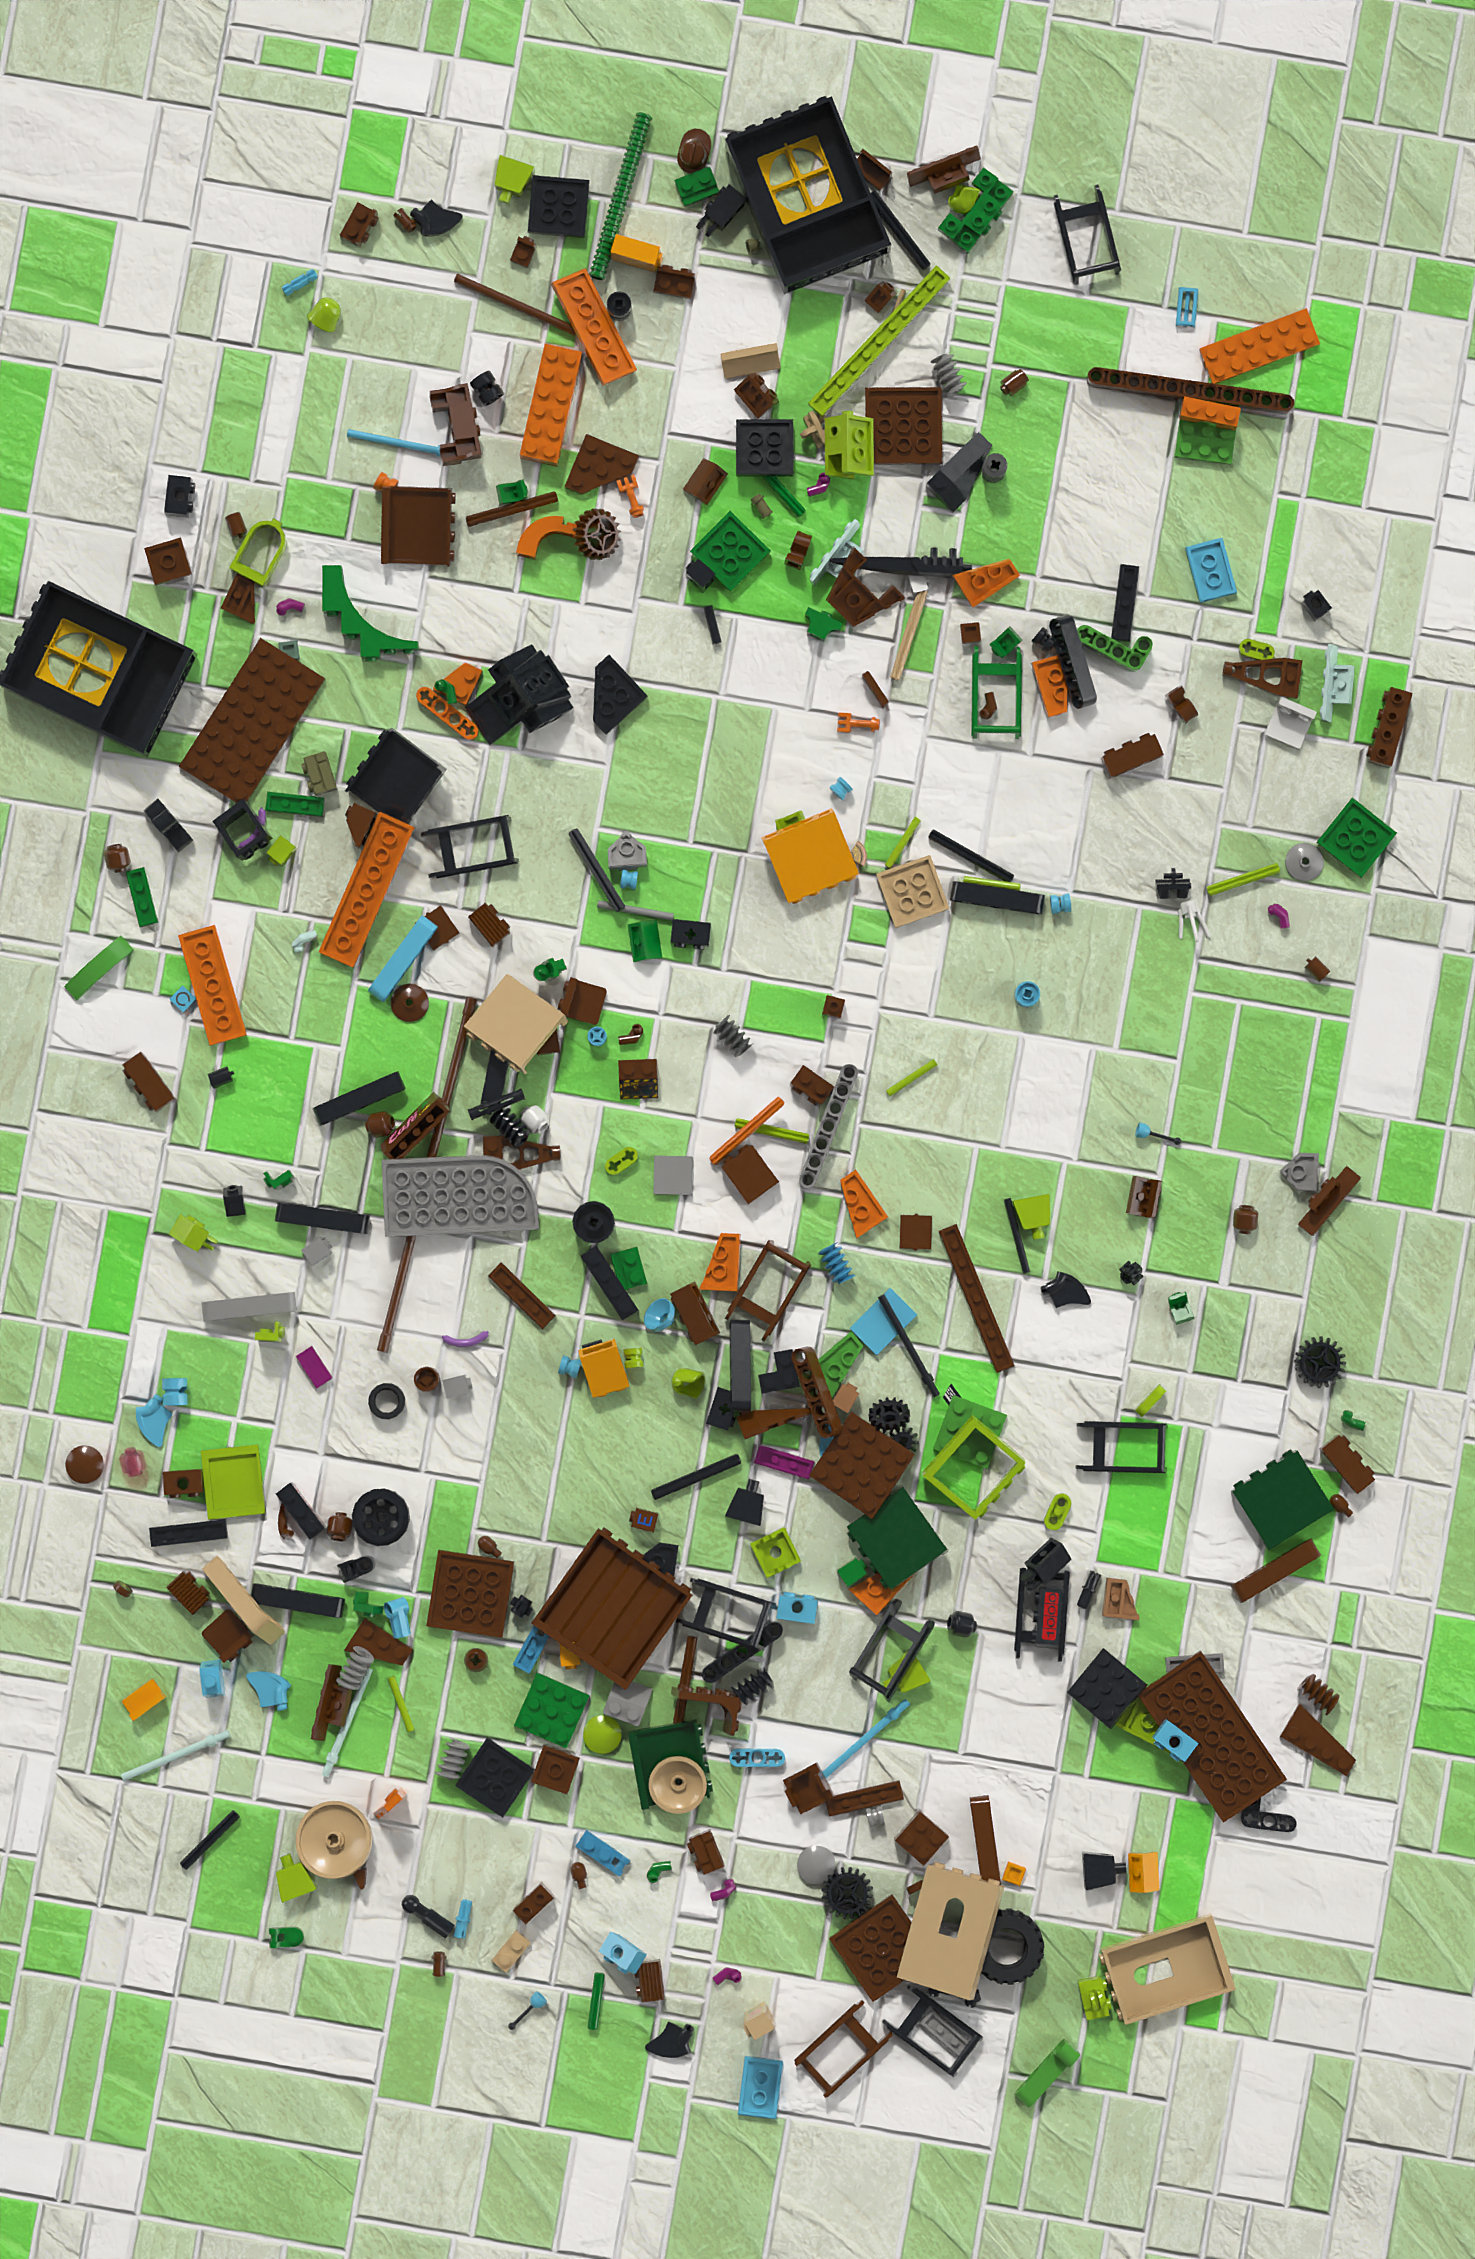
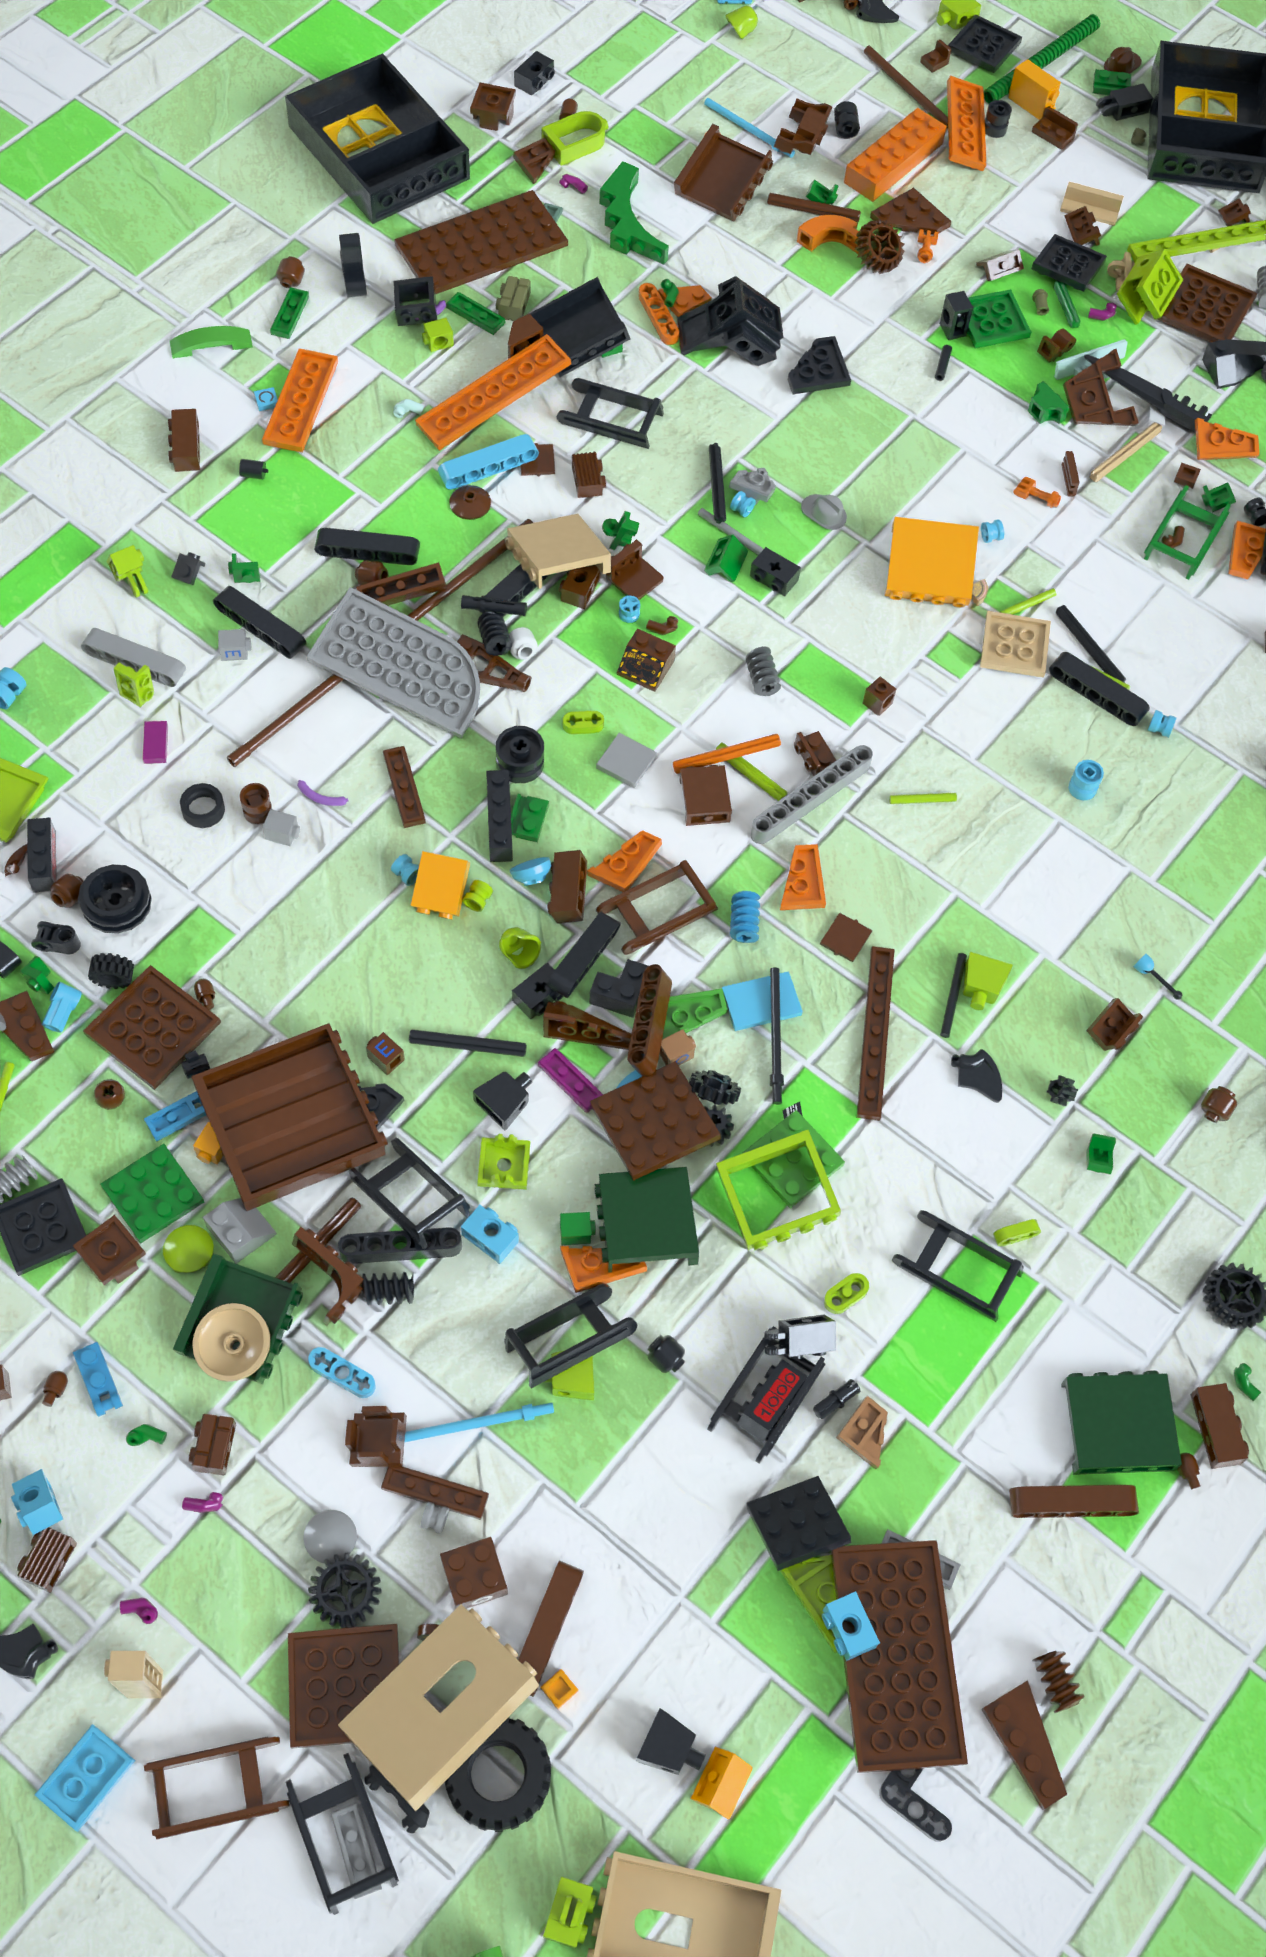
camera: 25 degrees right, 25 degrees down
(416, 1572) = (111, 970): none -> black tyre
(695, 843) = (825, 510): none -> light grey piece

